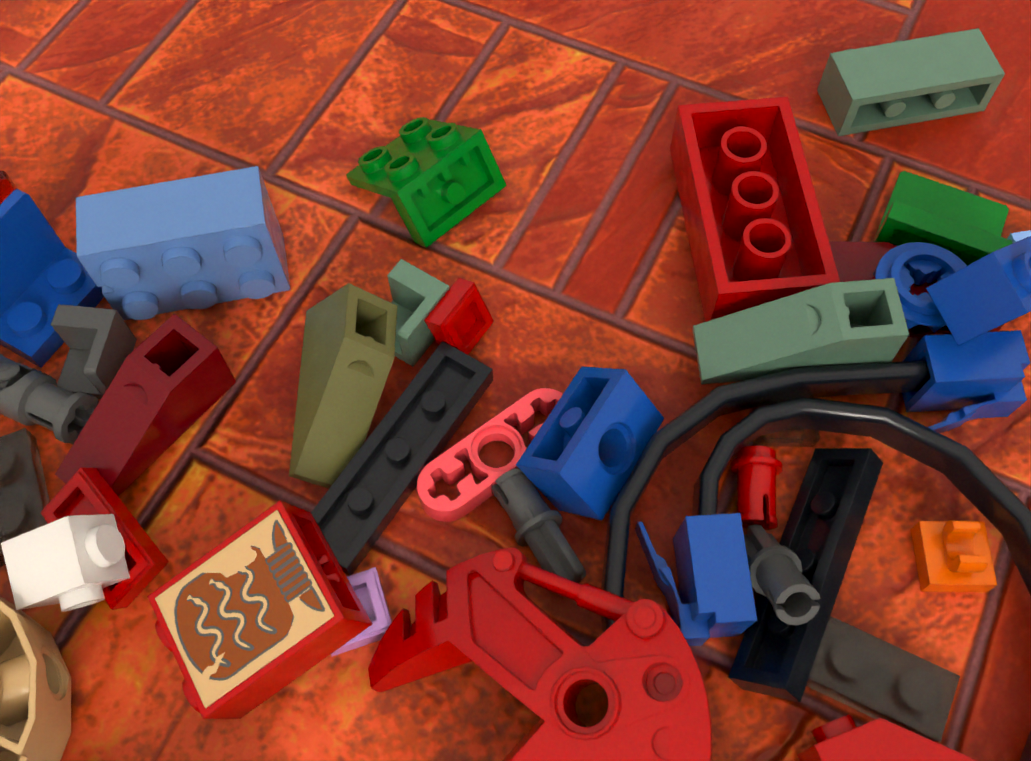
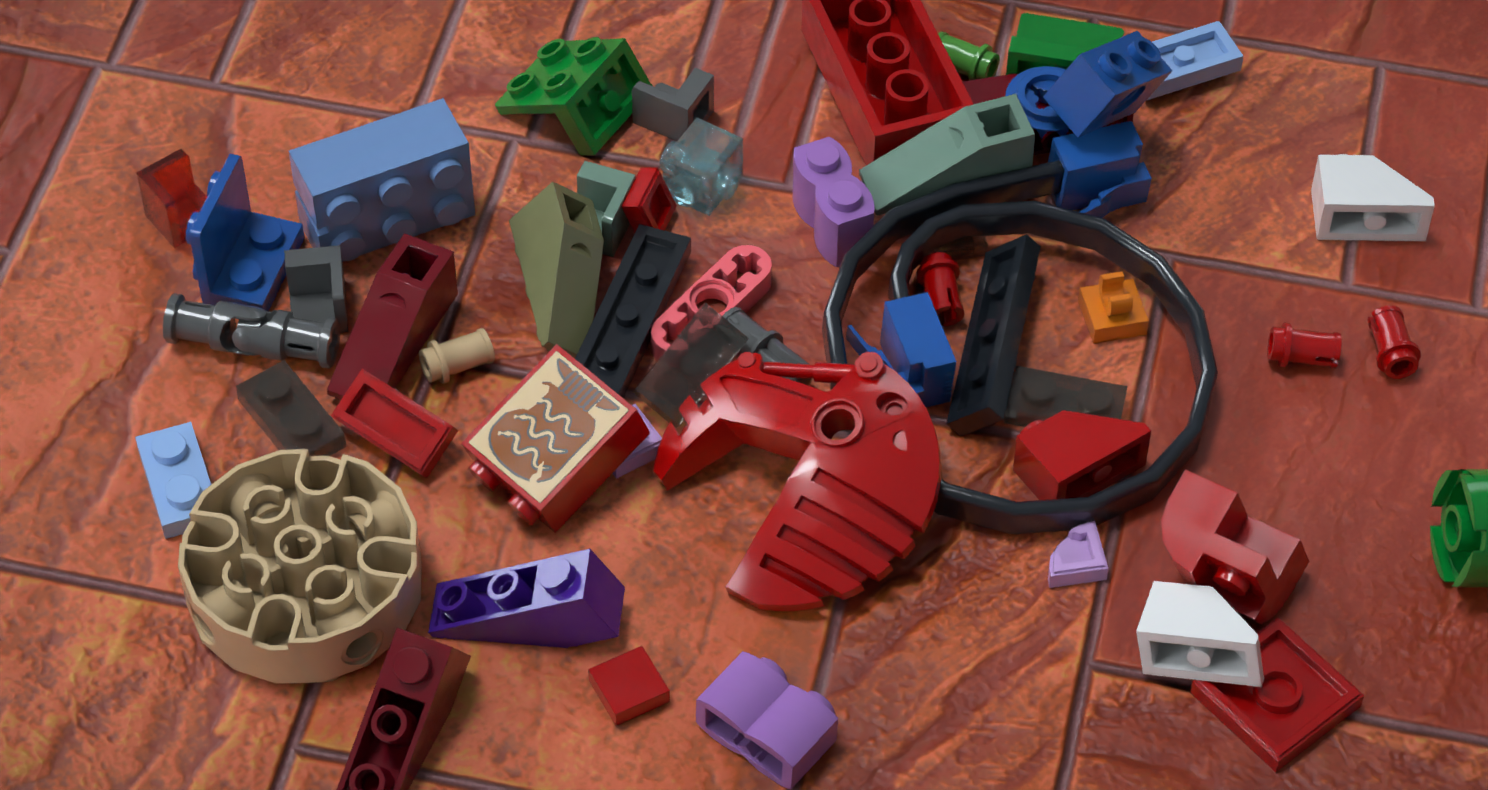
camera: 15 degrees left, 10 degrees down
(66, 562) = (386, 429): white brick -> none
(202, 461) = (456, 355): none -> tan pin
(445, 534) = (693, 356): none -> clear smoke plate
(521, 212) = (672, 109): none -> dark grey panel
(528, 284) = (703, 166): none -> clear light blue brick
(591, 441) = (793, 273): blue brick -> none
(656, 349) = (830, 197): none -> medium lavender brick
(778, 575) = (970, 335): dark grey axle -> none
(839, 213) = (970, 59): none -> bright green pin

